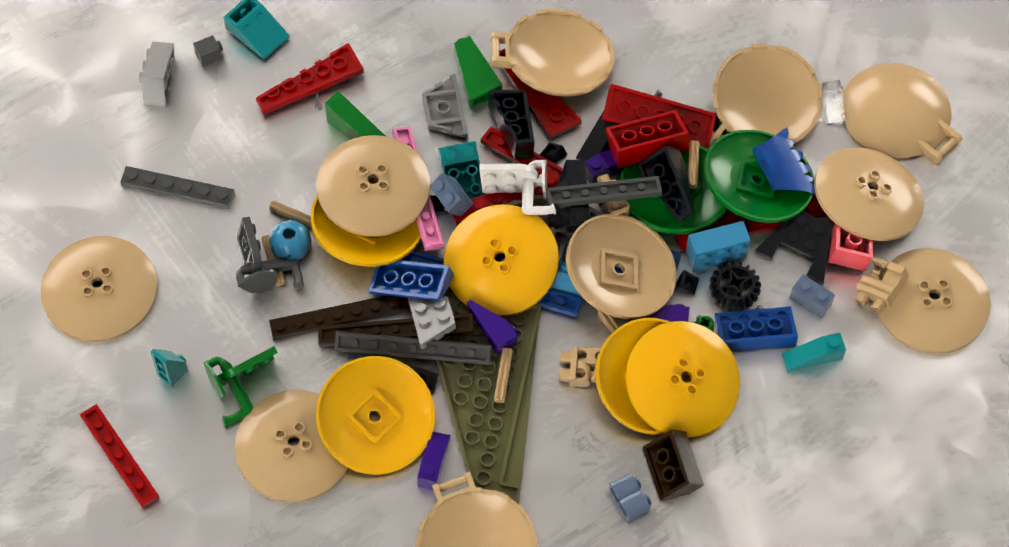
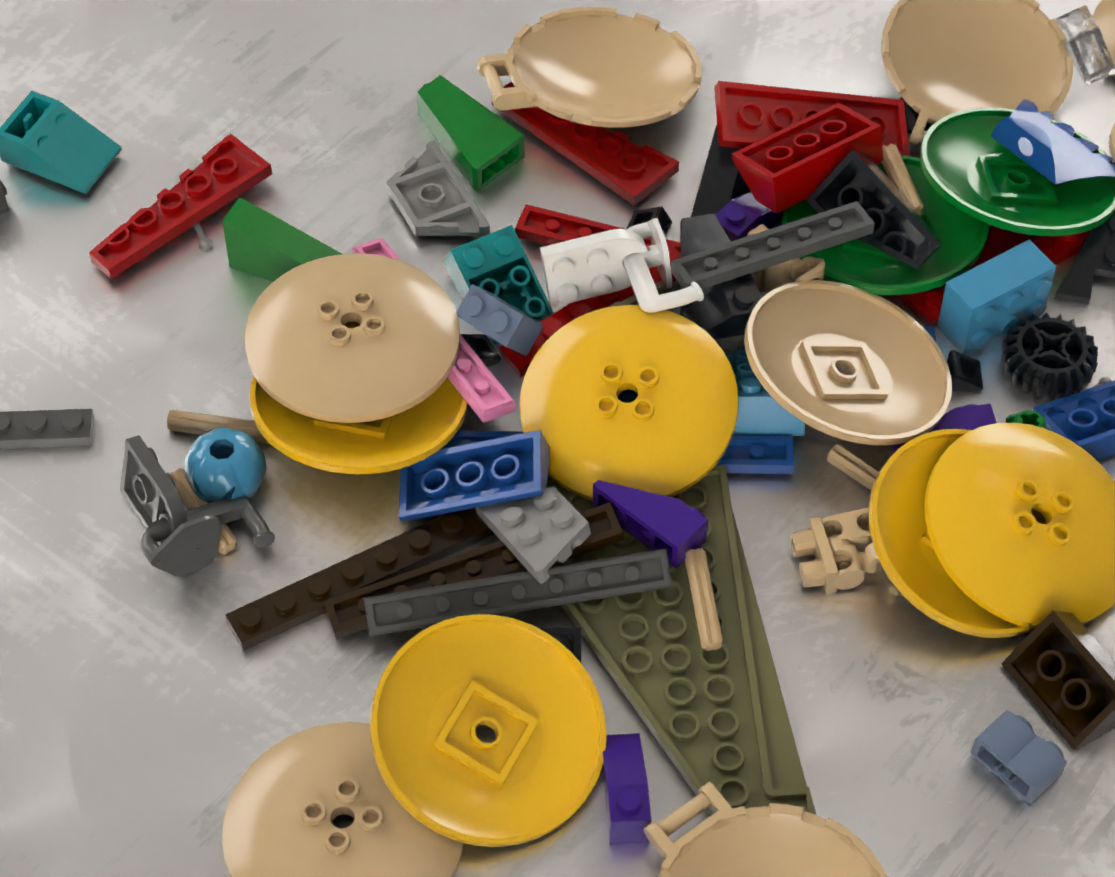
camera: 15 degrees left, 10 degrees down
(169, 365) = (52, 742): teal slope -> none
(230, 377) = (180, 730): green plate -> none
(513, 118) = (565, 182): black wedge -> none

